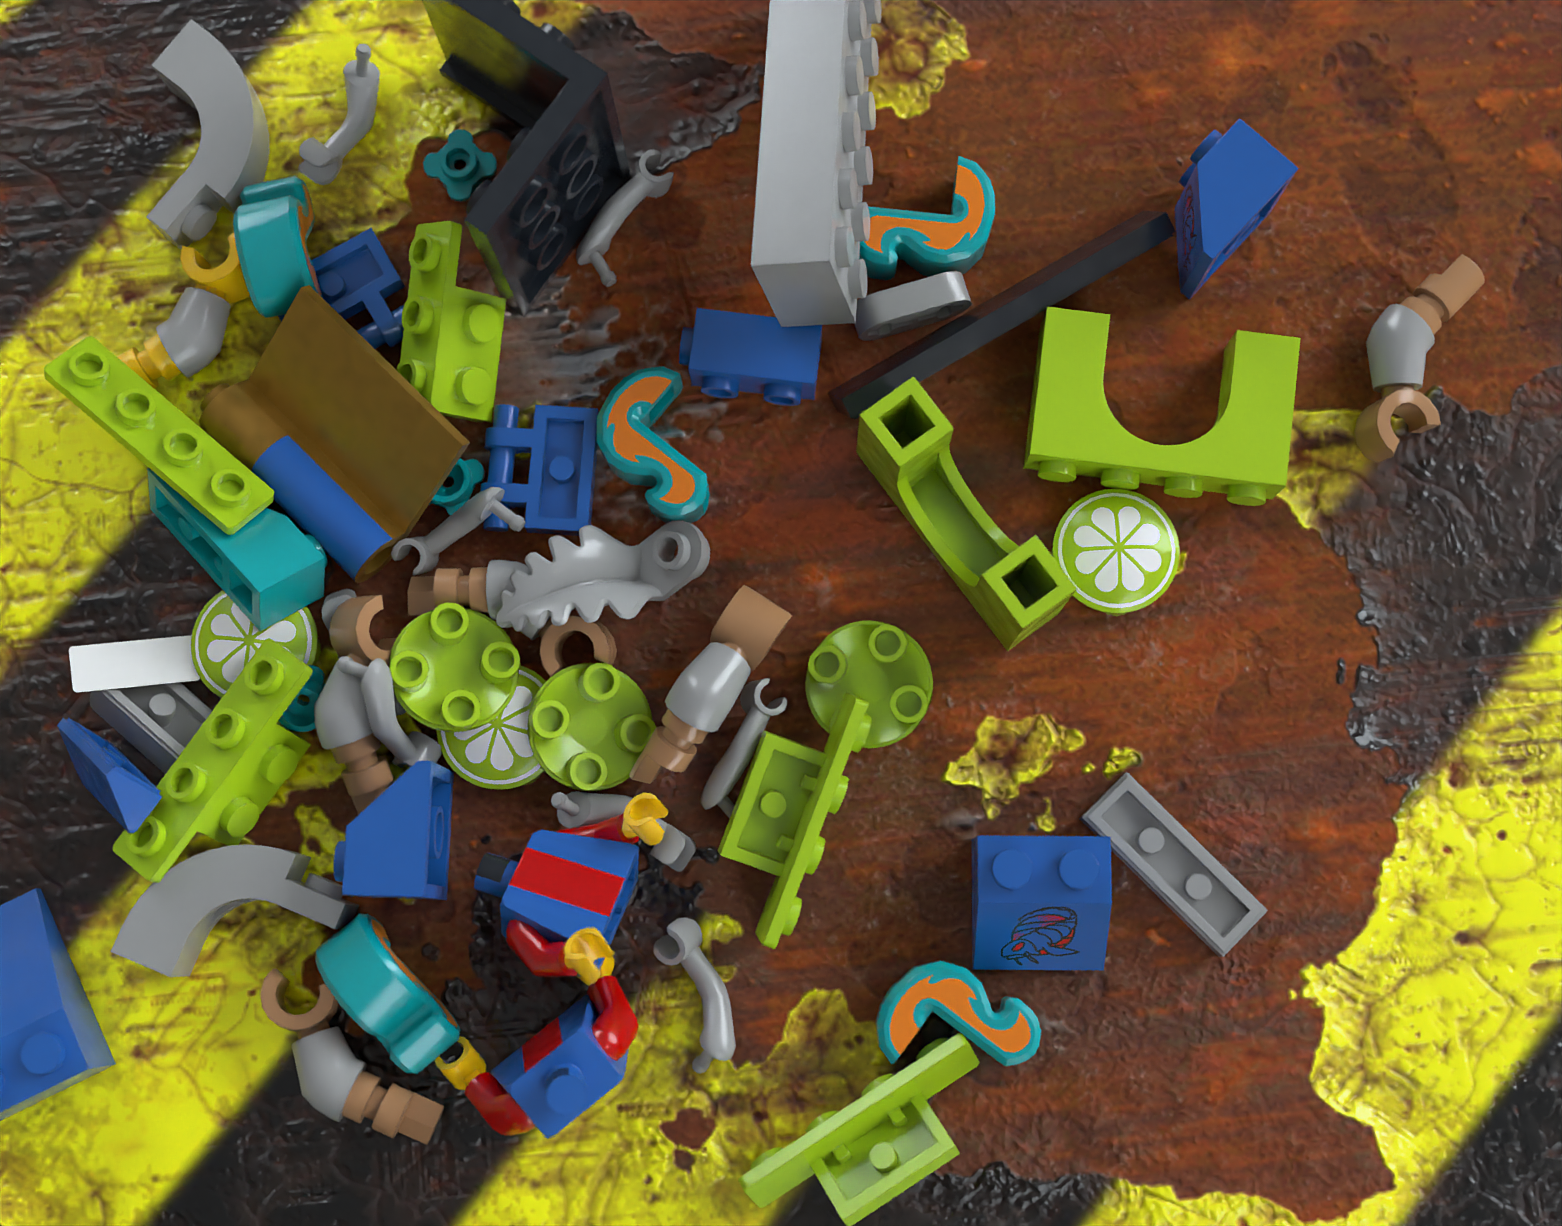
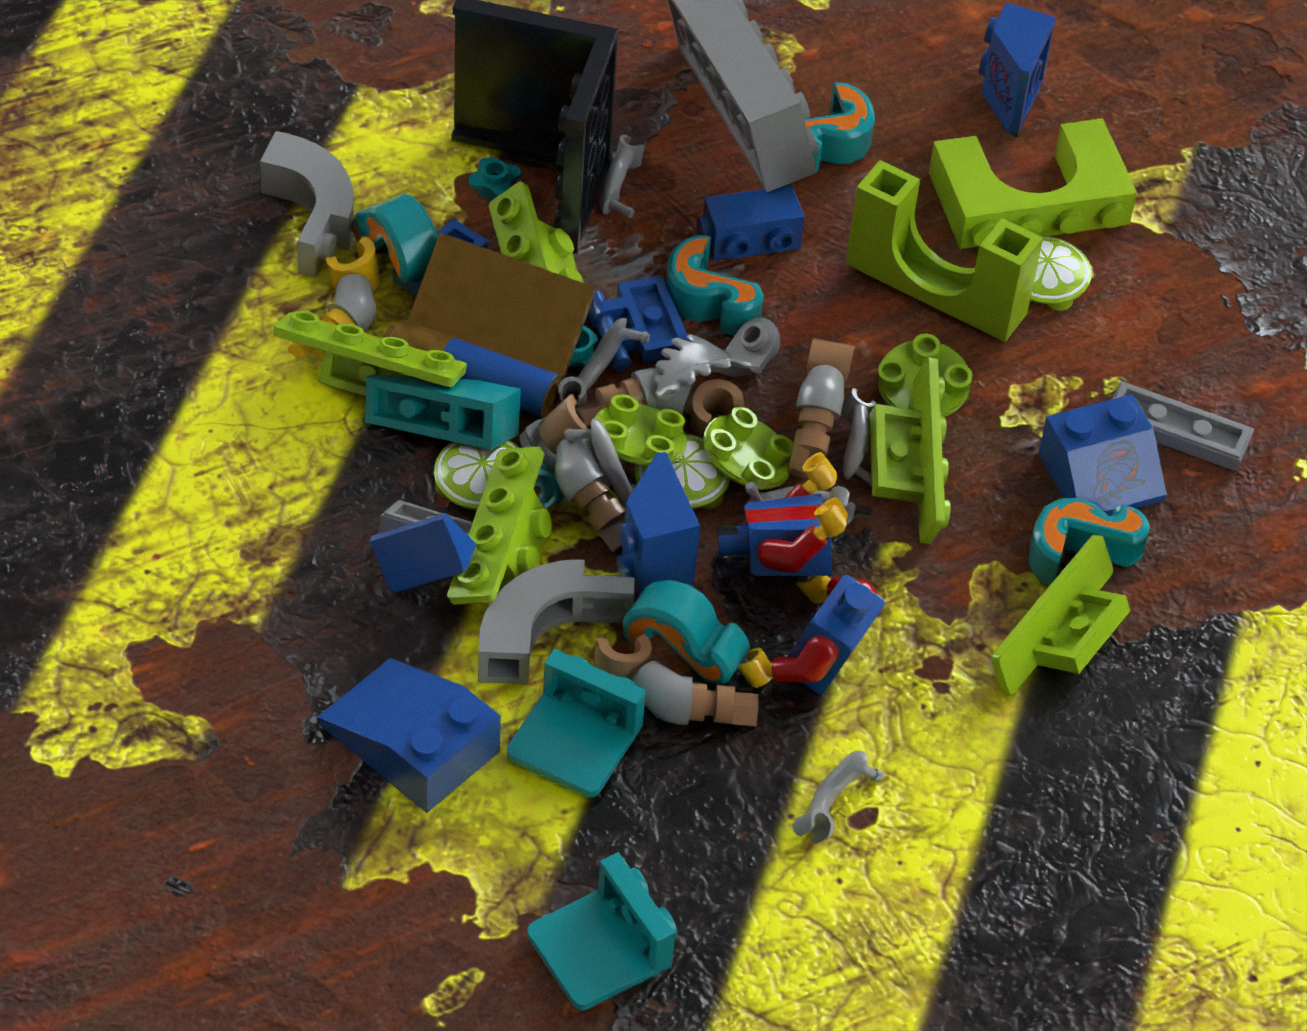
camera: 30 degrees left, 30 degrees down
(132, 664) = (403, 501): white sticker -> none
(198, 1087) = (579, 725): none -> teal bracket
(361, 84) = (405, 162): light grey piece -> none
(718, 1031) = (907, 578): light grey piece -> none
(911, 305) = (839, 174): light grey beam -> none
(1004, 311) = (909, 156): black tile -> none
(1398, 356) = (1166, 123): medium nougat piece -> none

